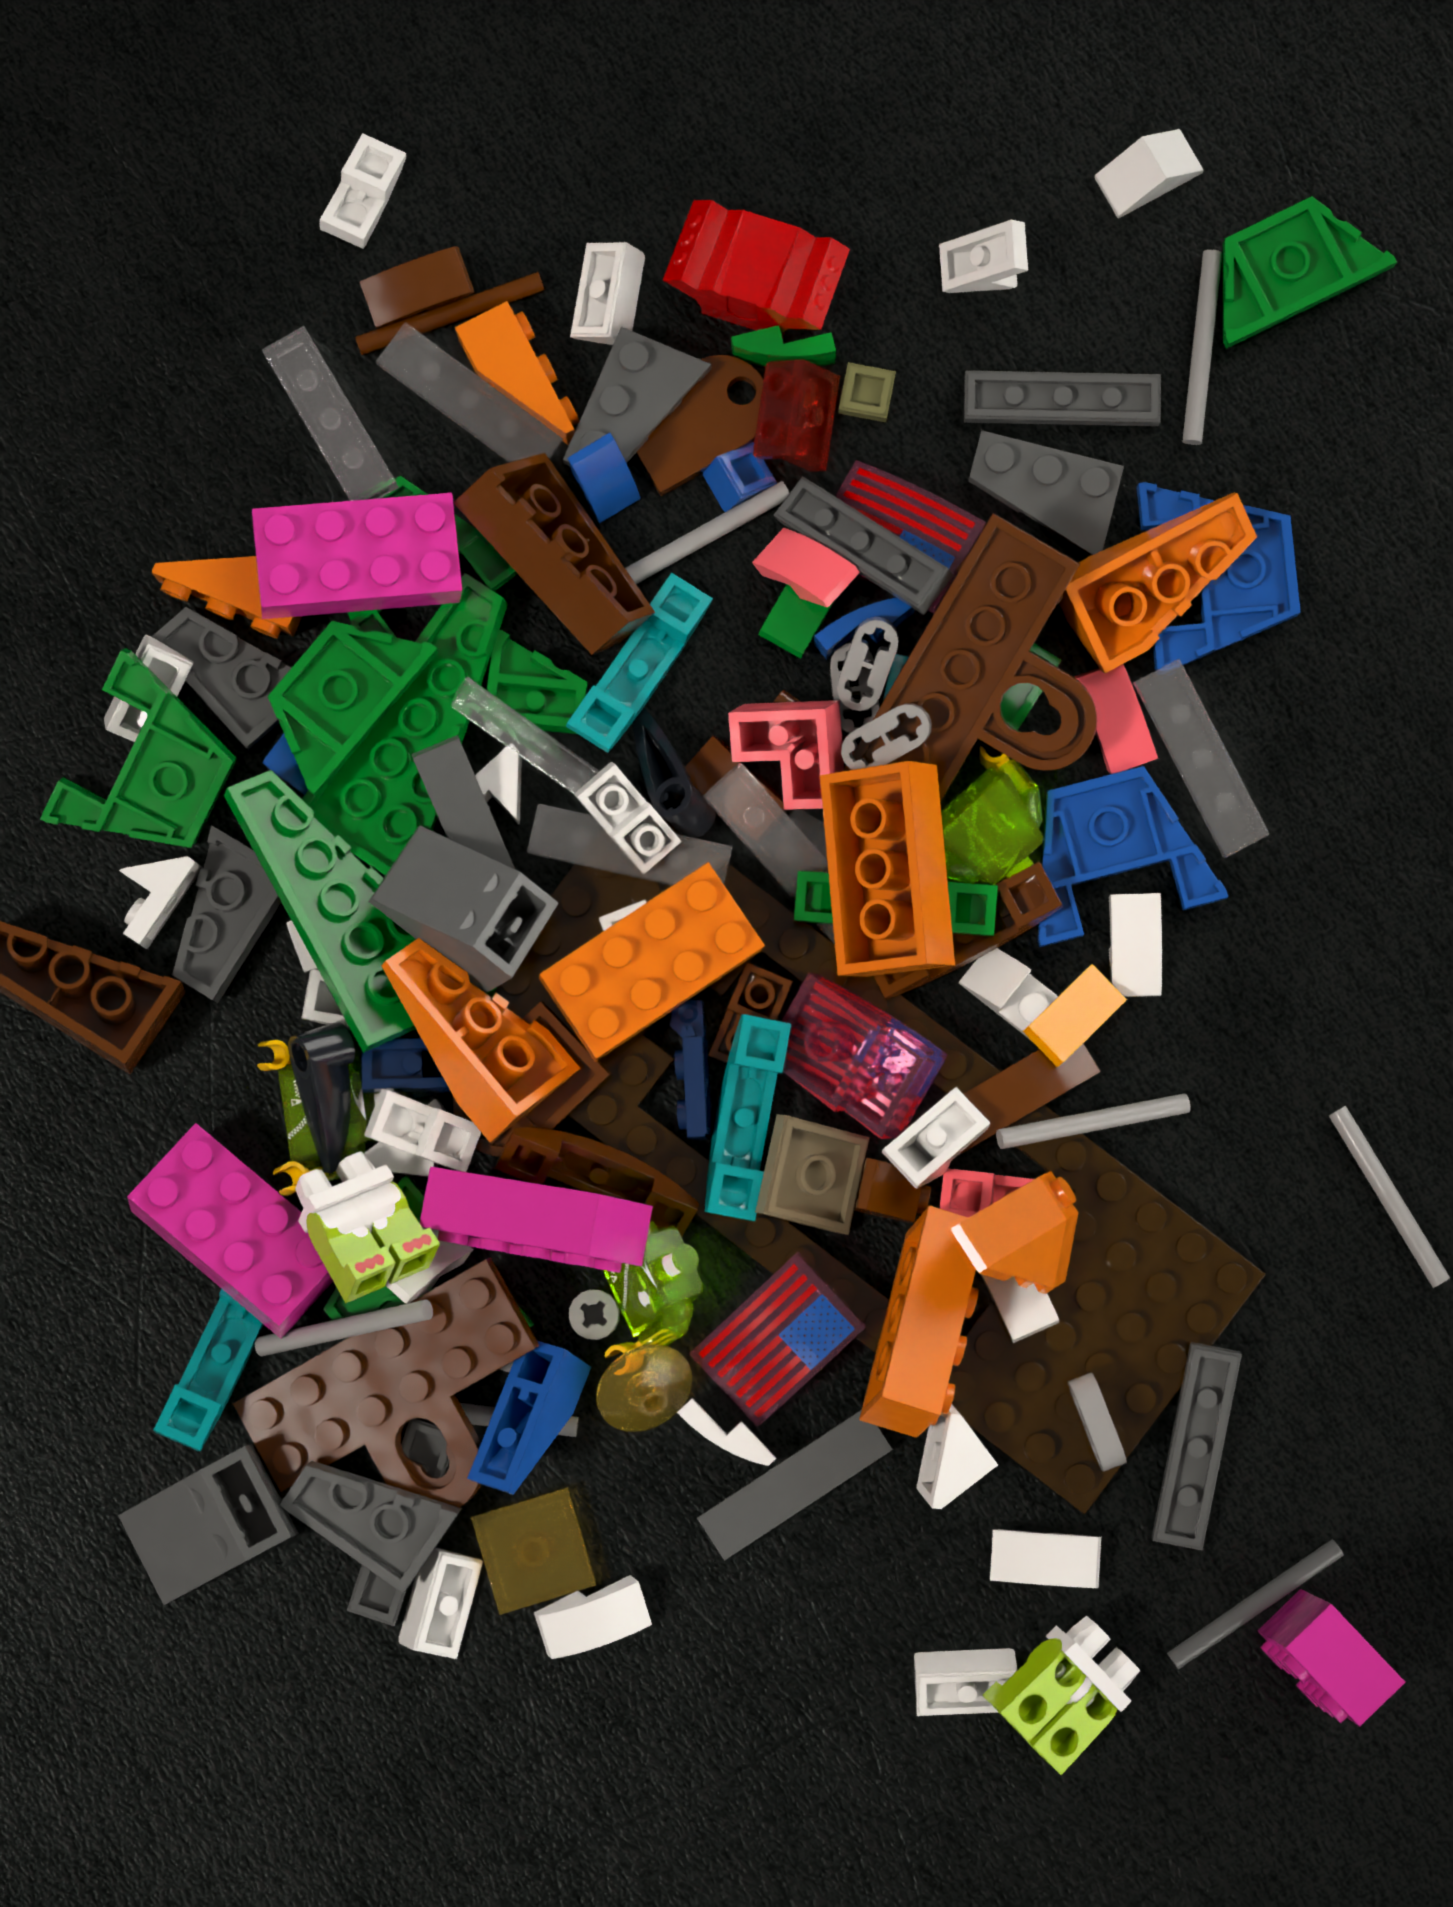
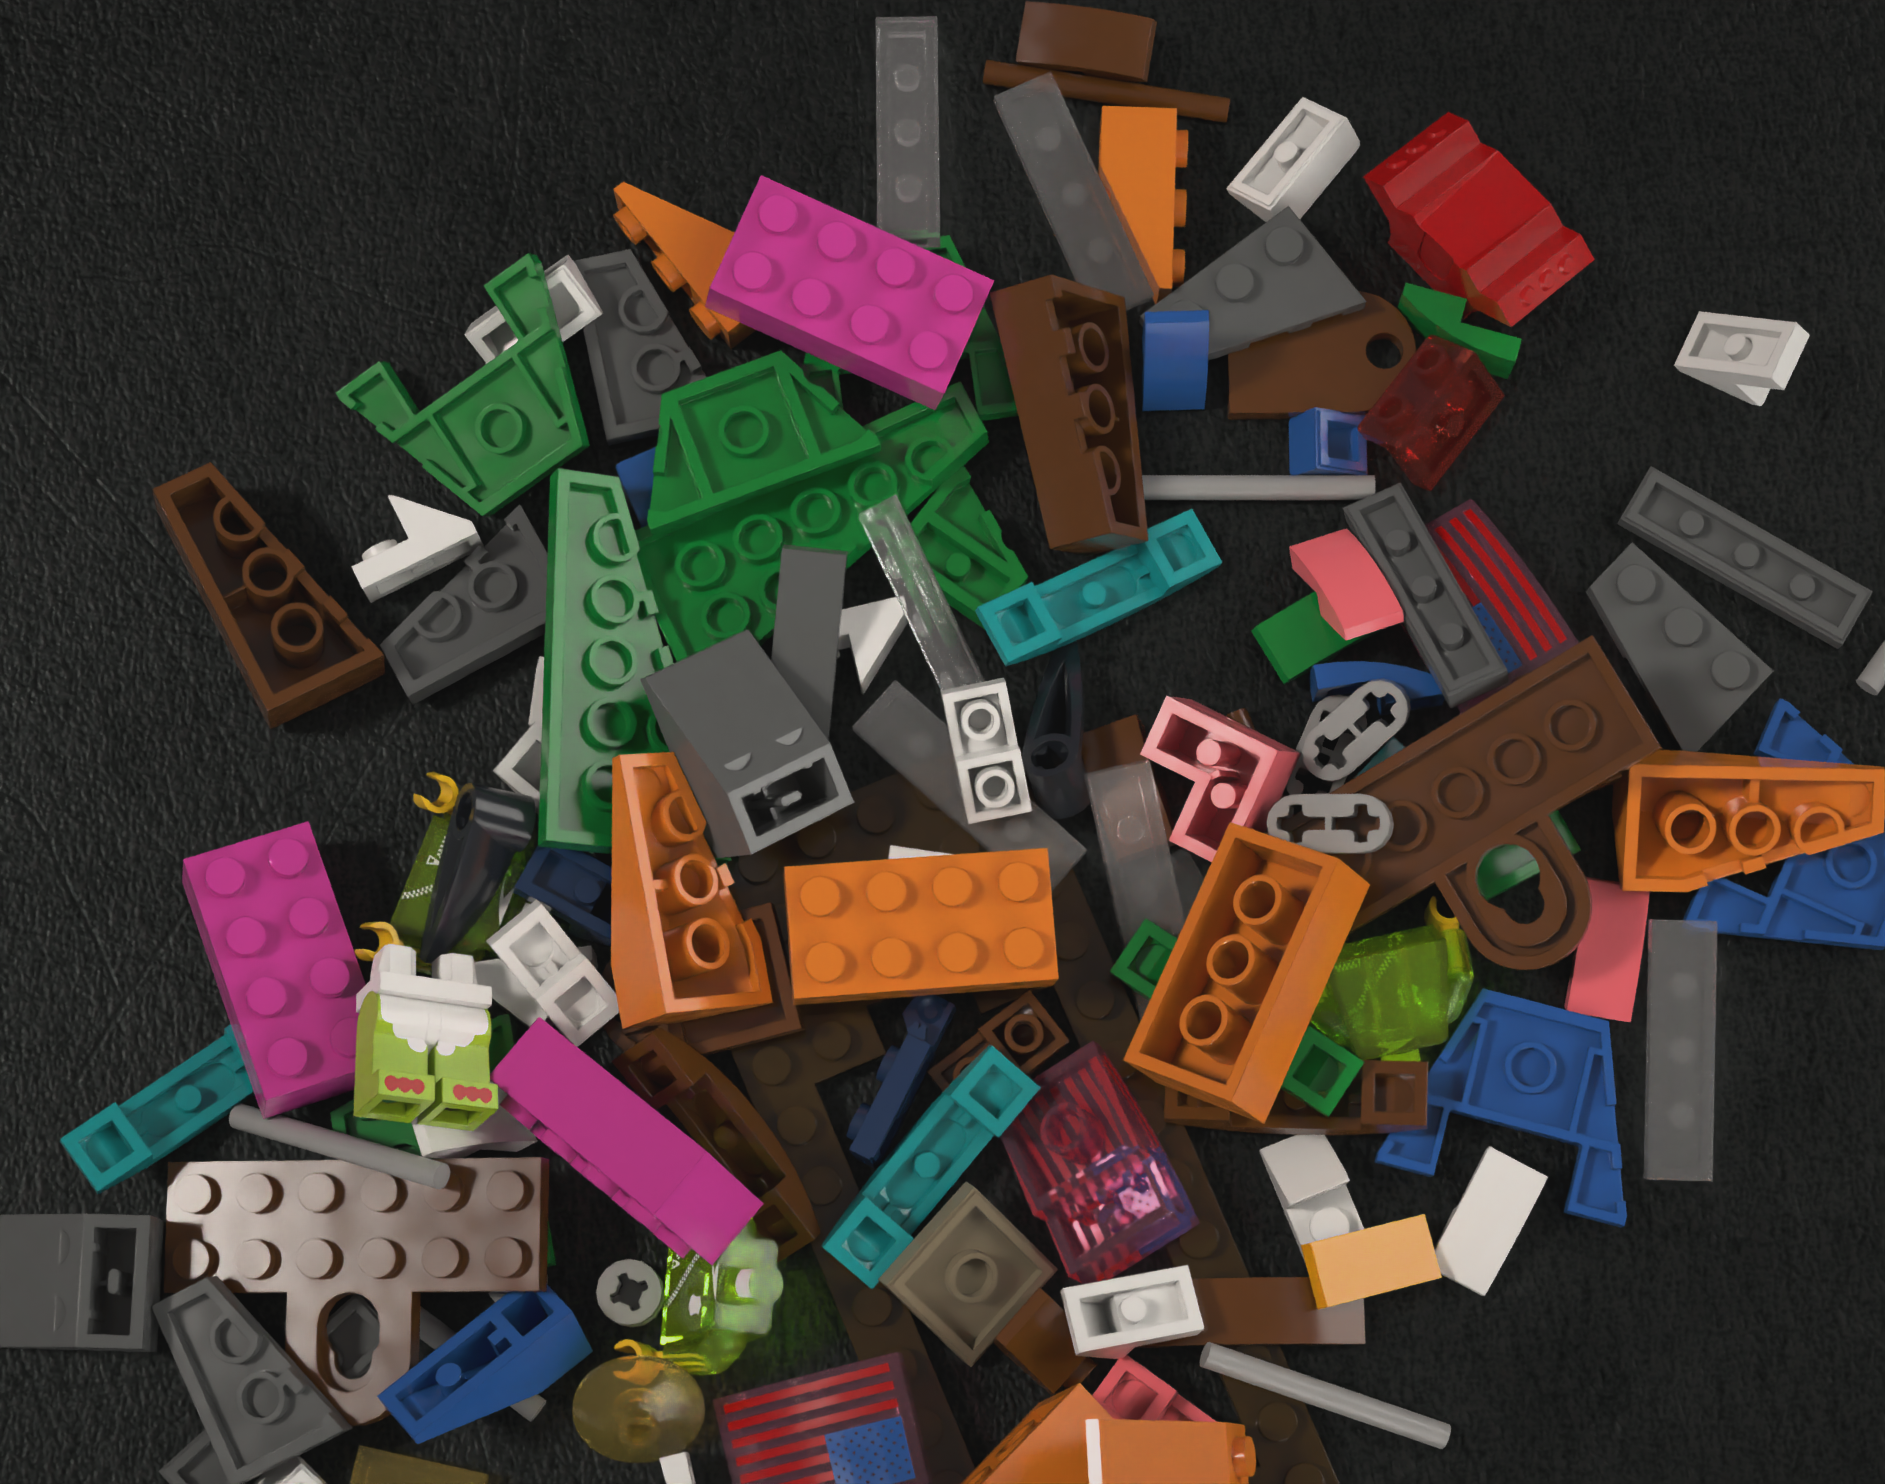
camera: 25 degrees right, 5 degrees down
(867, 392) = (1525, 430): olive tile -> none

